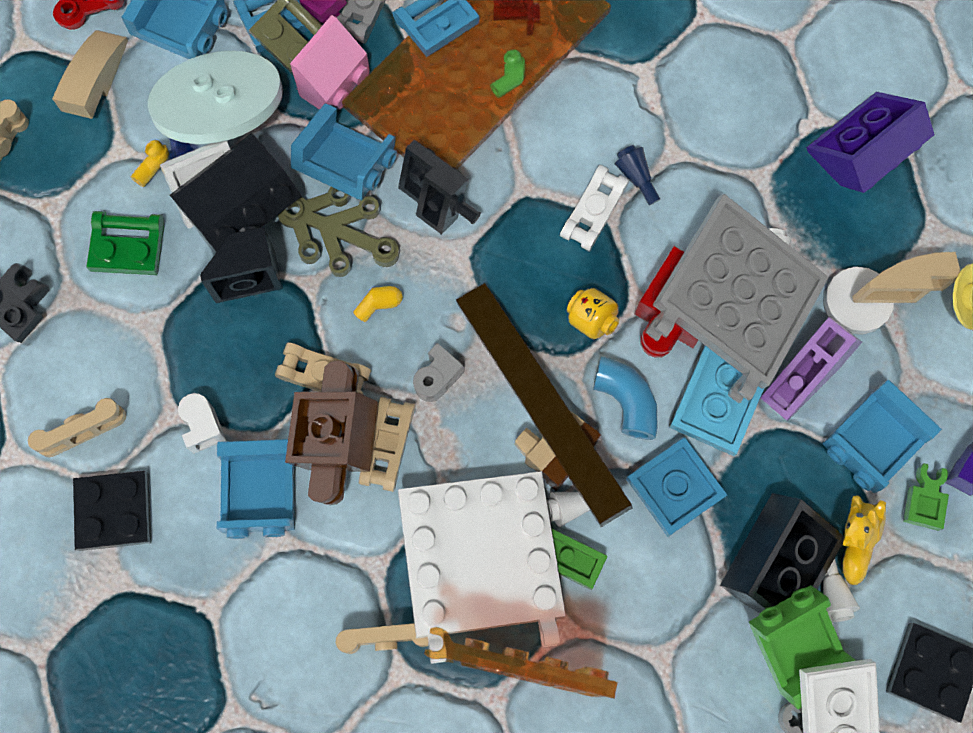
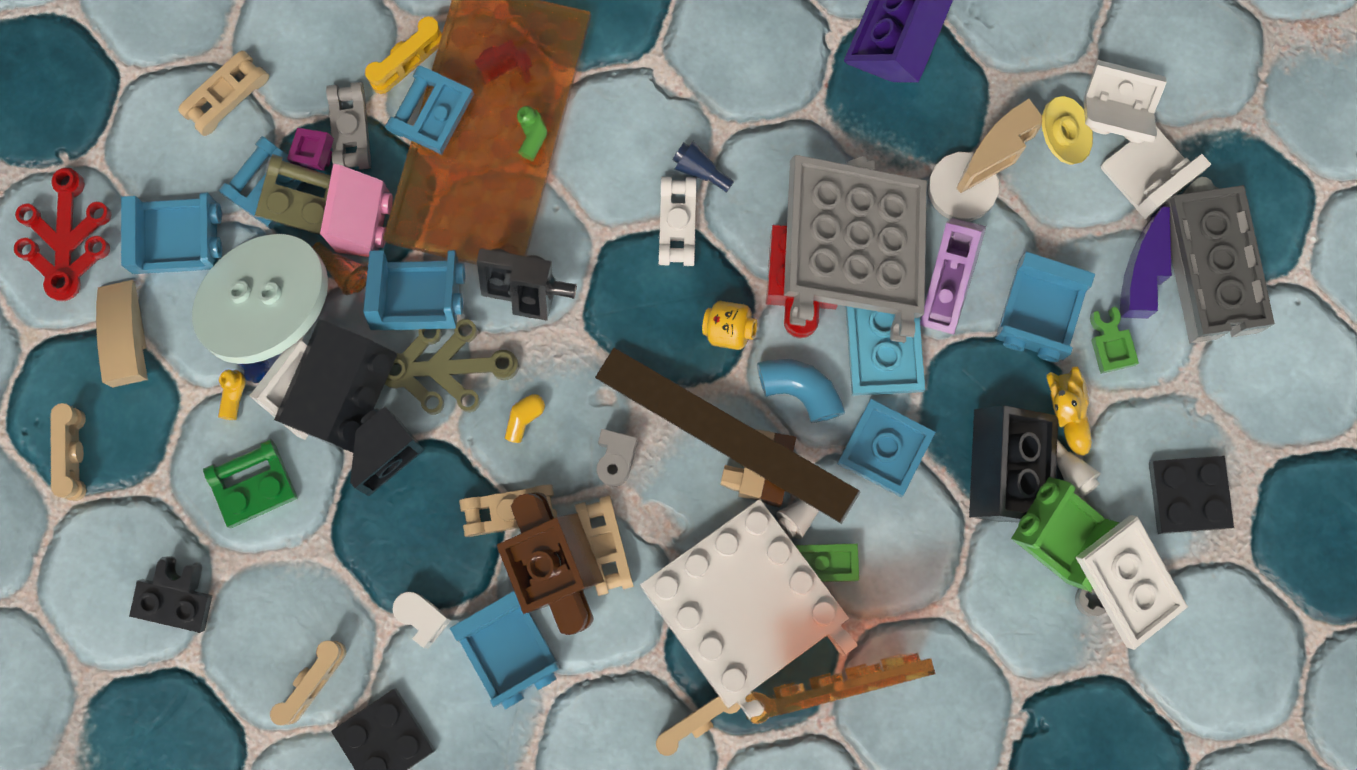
camera: 25 degrees left, 5 degrees up
(296, 111) = (348, 274): none -> clear orange cone

